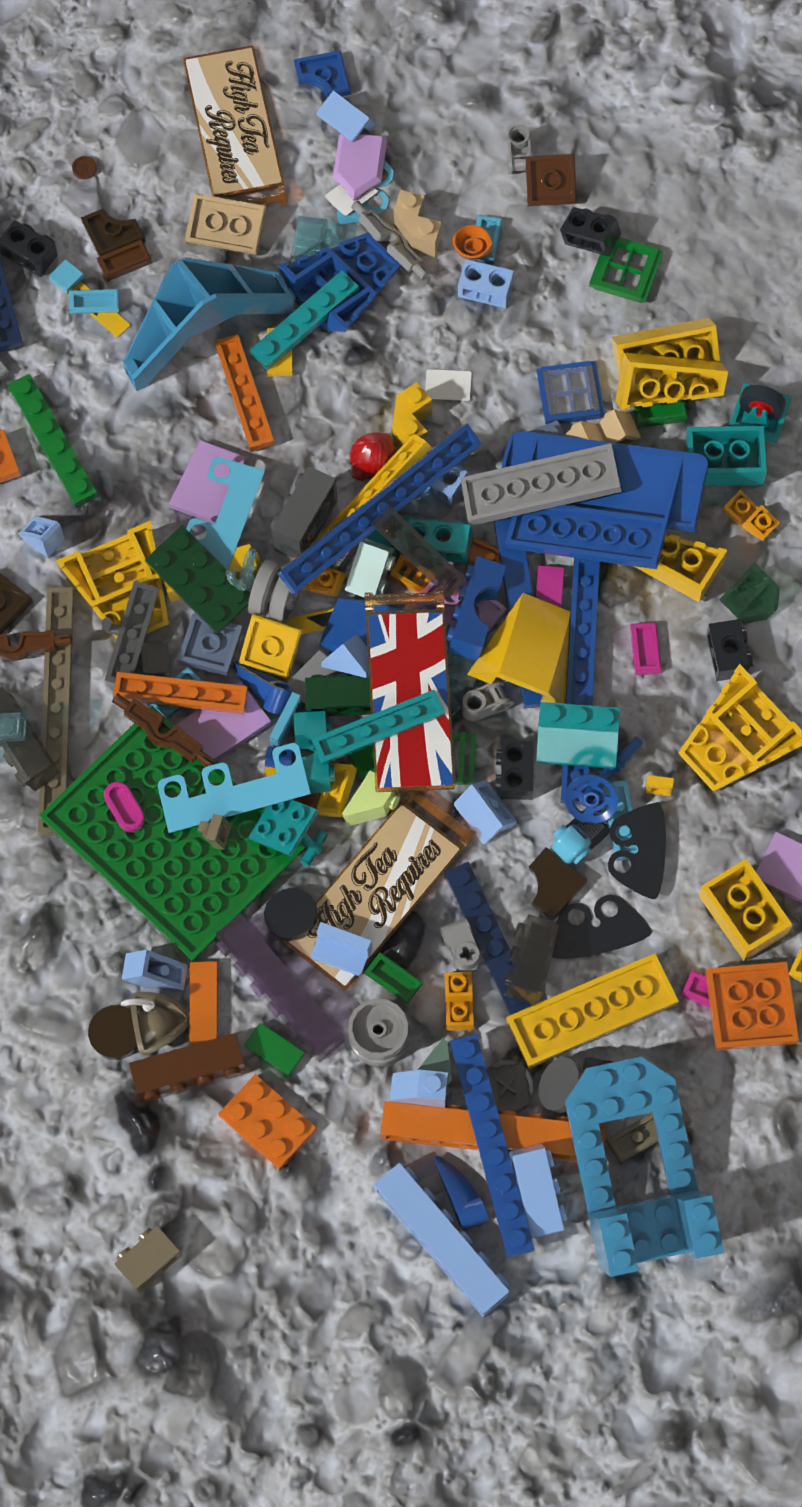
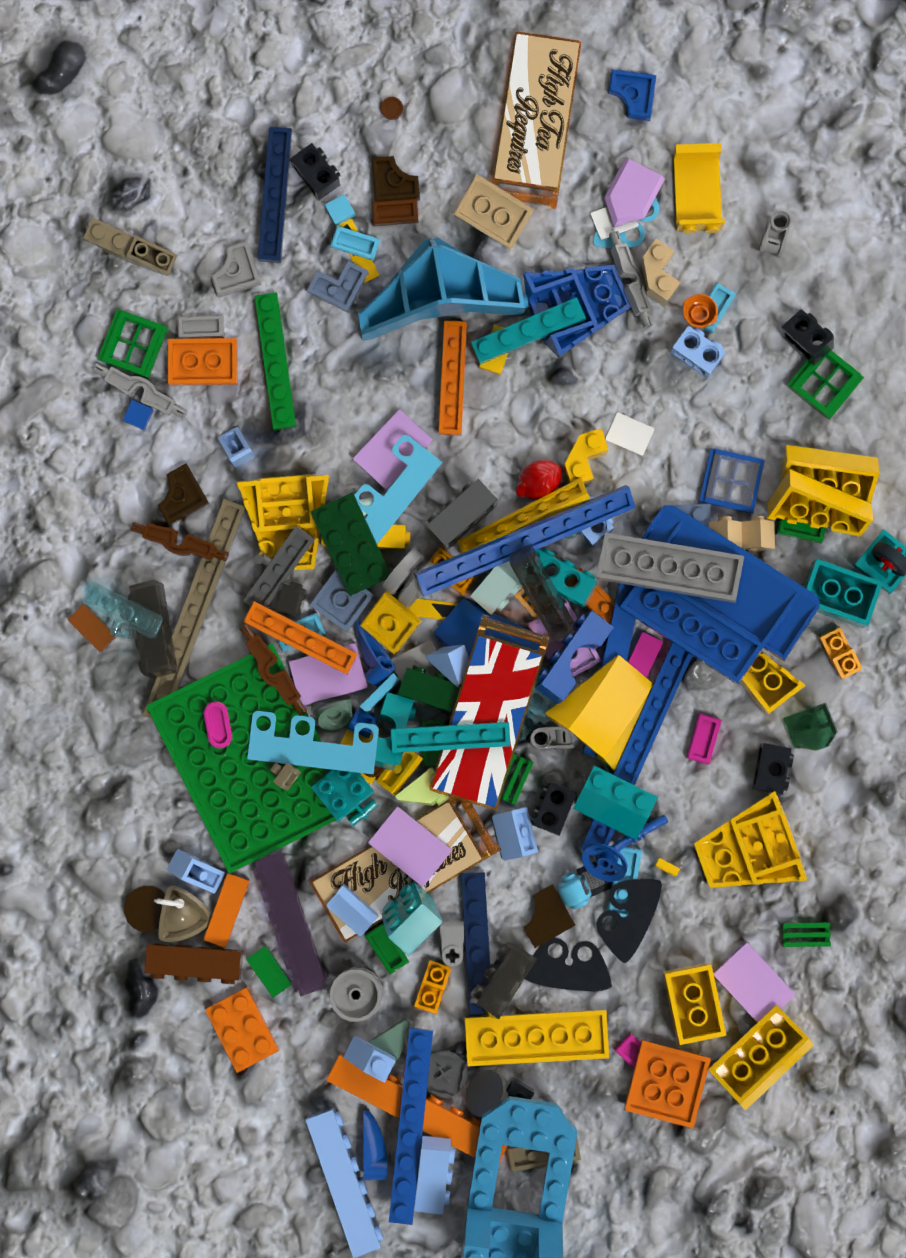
camera: 20 degrees right, 15 degrees up
(96, 351) = (340, 292): none -> sand blue plate
(147, 1258) = (107, 1108): dark tan brick -> none
(246, 577) = (391, 556): clear light blue piece -> none
(246, 760) = (334, 715): none -> sand green piece
(290, 914) = (323, 863): black tile -> none
(310, 237) = (561, 253): clear light blue slope -> none
(344, 117) = (635, 144): light blue panel -> none
(378, 862) = (410, 846): none -> lavender tile
(406, 923) = (410, 917): none -> teal brick
(423, 135) = (697, 187): none -> yellow panel
(550, 180) = (792, 273): reddish brown tile -> none

